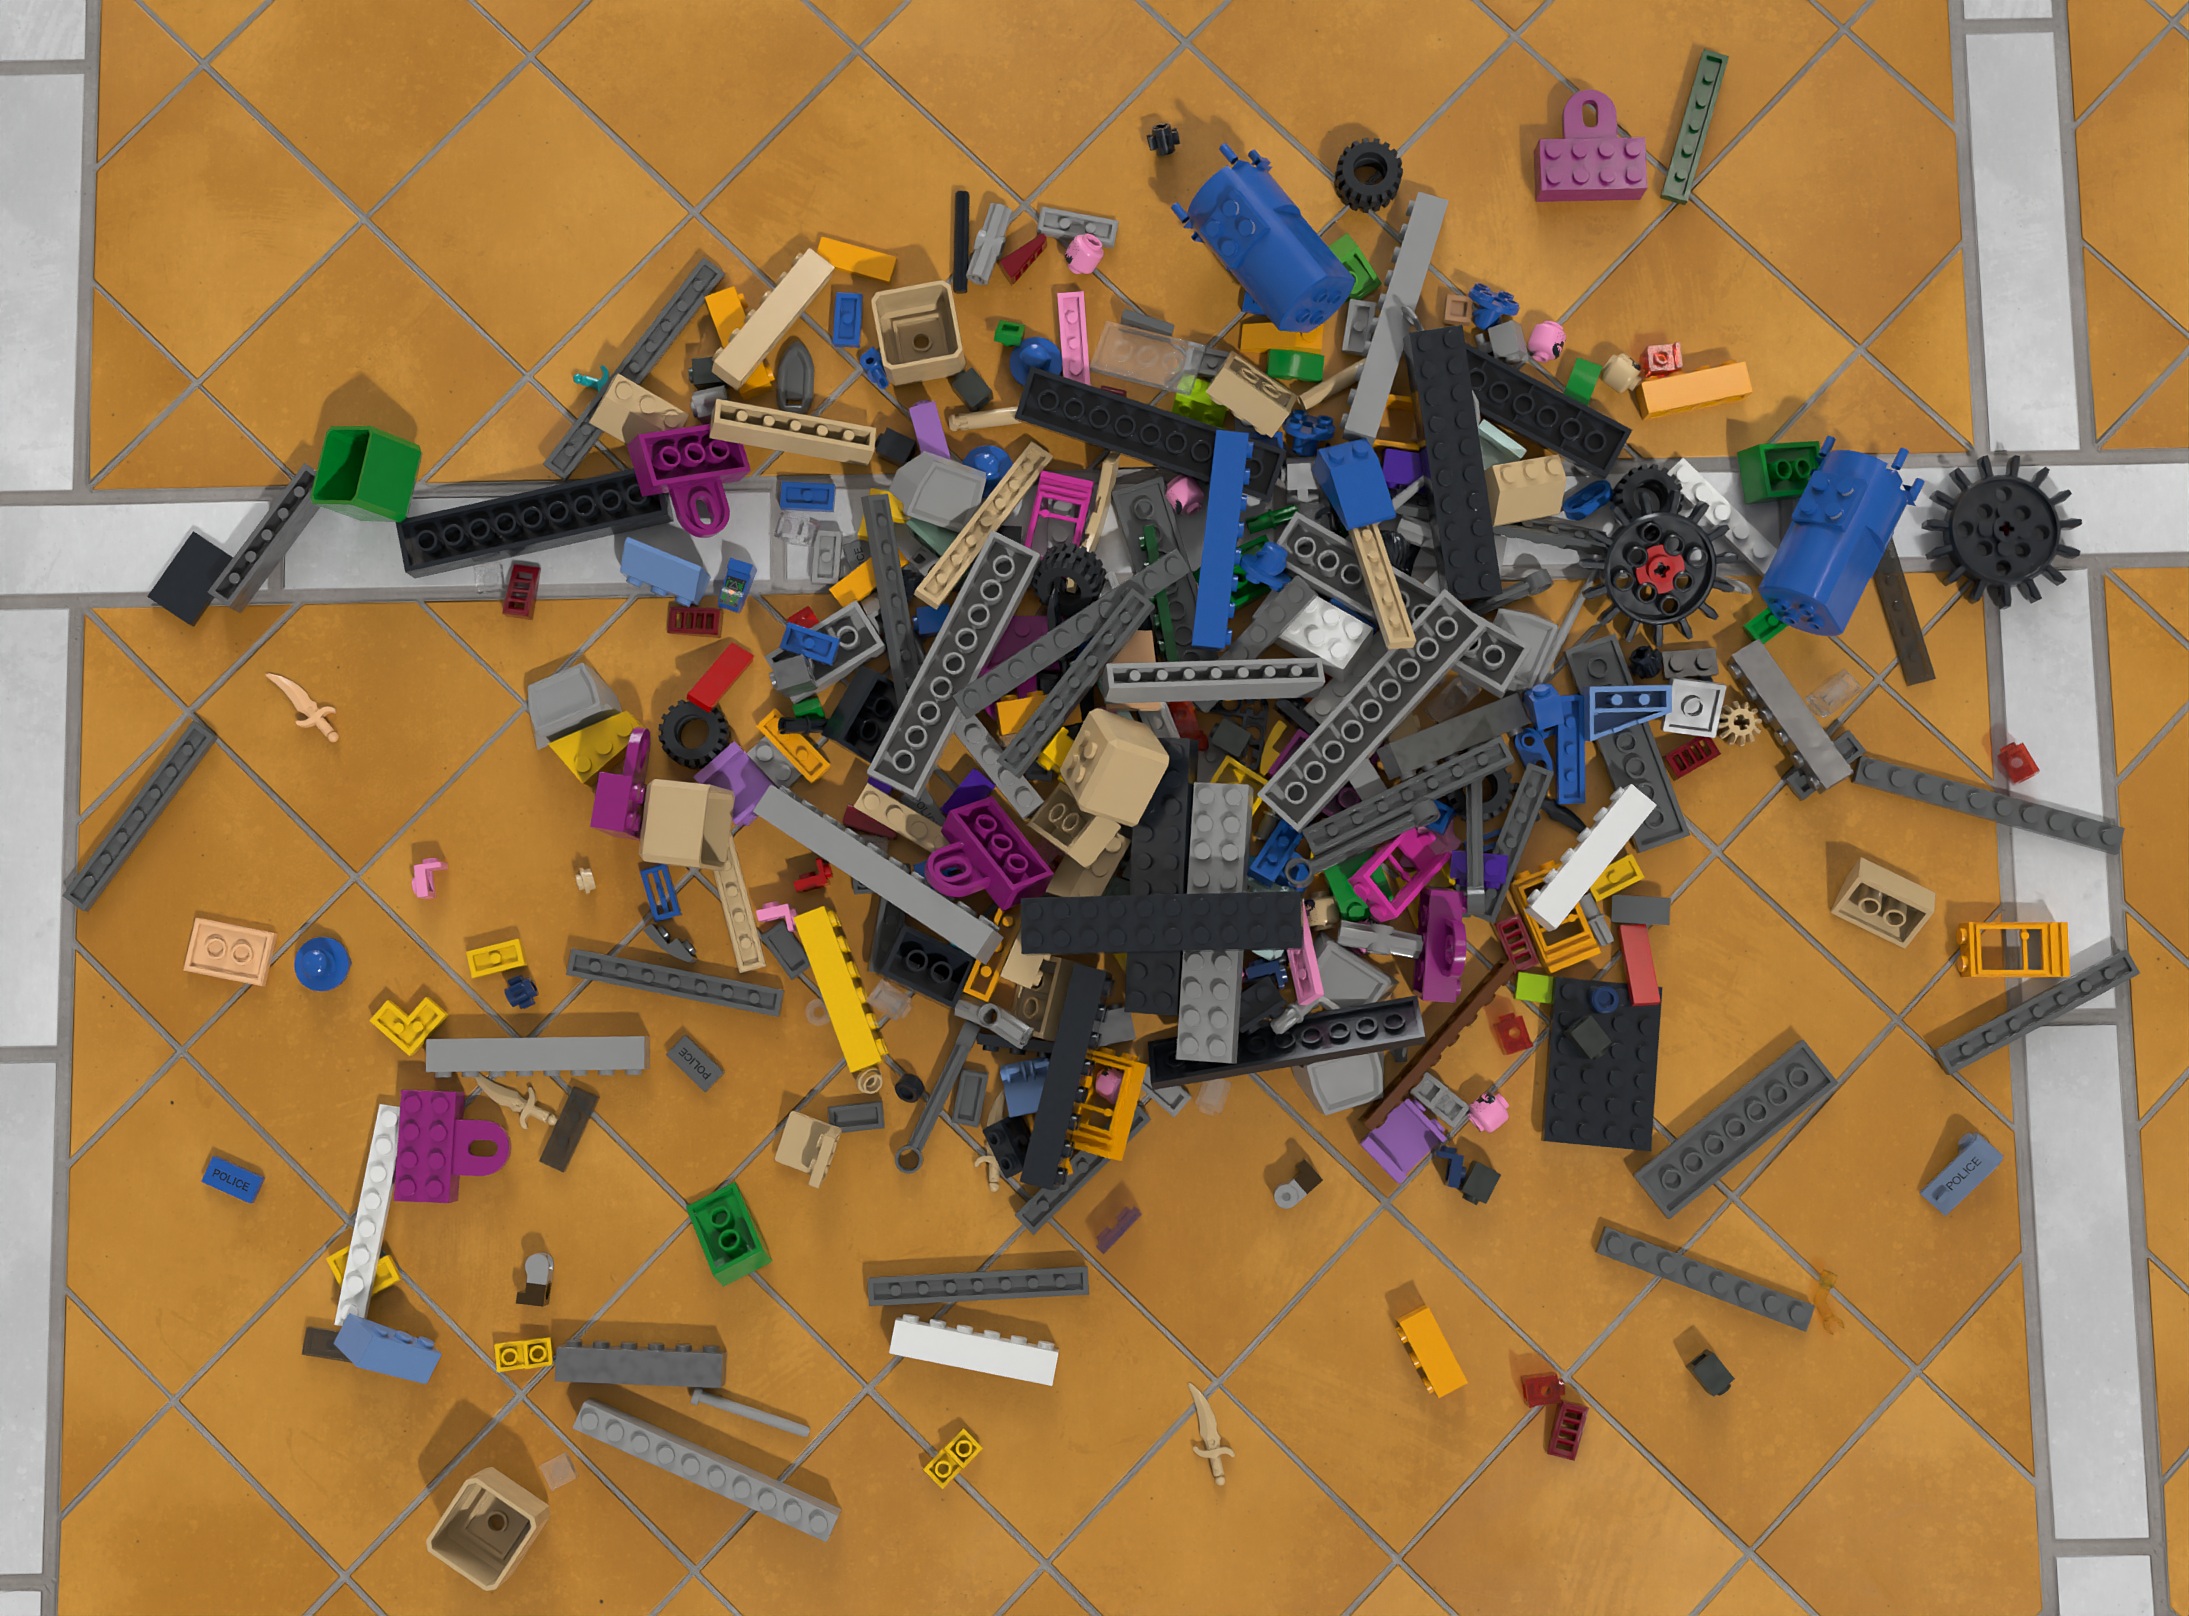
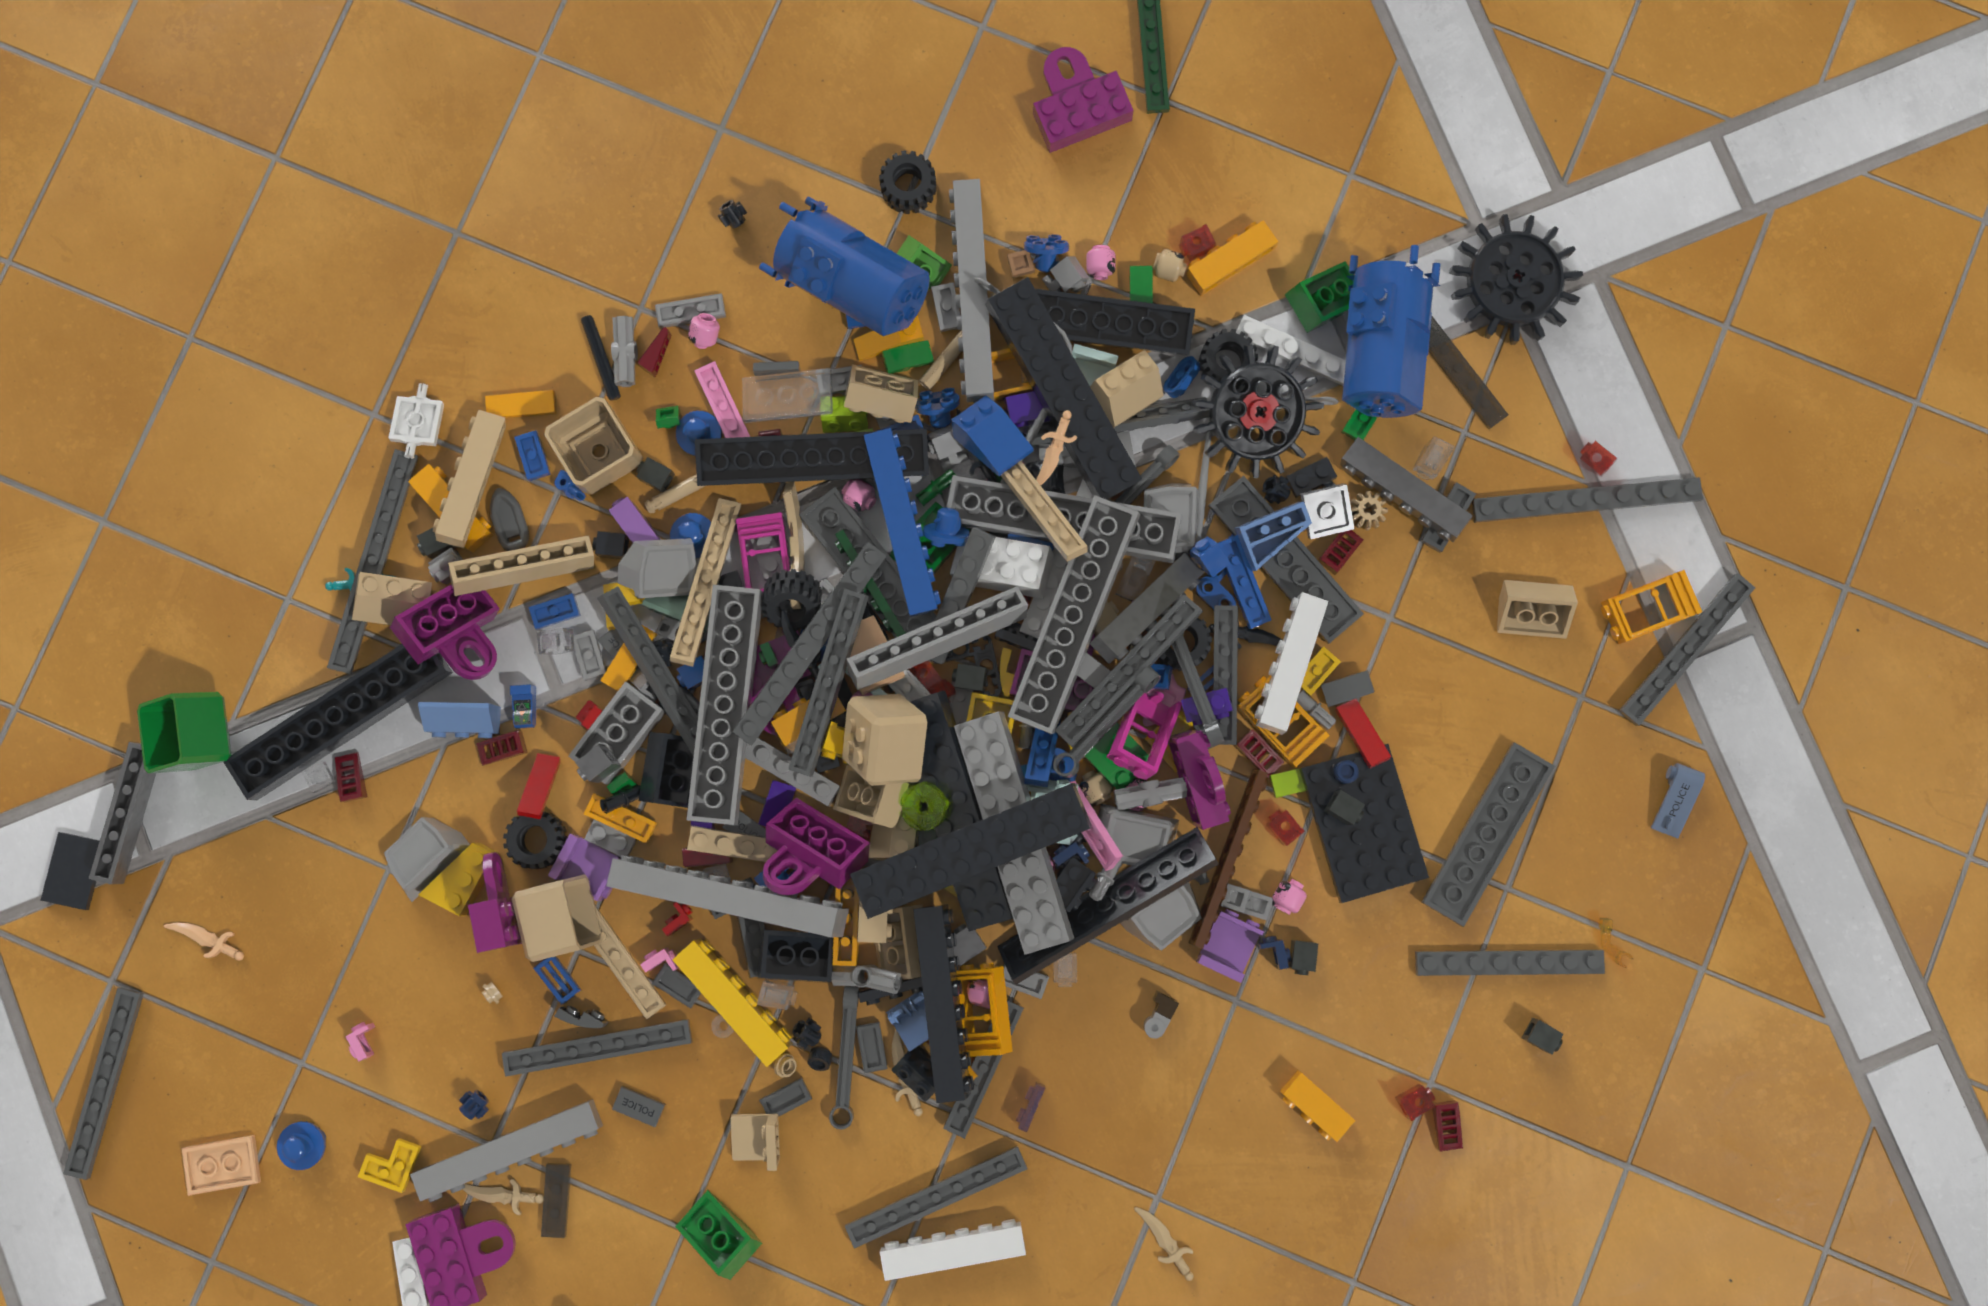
camera: 25 degrees left, 0 degrees up
(496, 958) = (443, 1085): yellow plate -> none
(737, 235) = (416, 421): none -> white plate
(810, 643) = (601, 732): blue plate -> none
(906, 1054) = (806, 1033): none -> black gear
(1021, 630) = (768, 656): none -> dark green plate
(1143, 857) = (936, 802): none -> clear neon green plate
(1420, 523) = (1056, 447): none -> light nougat piece

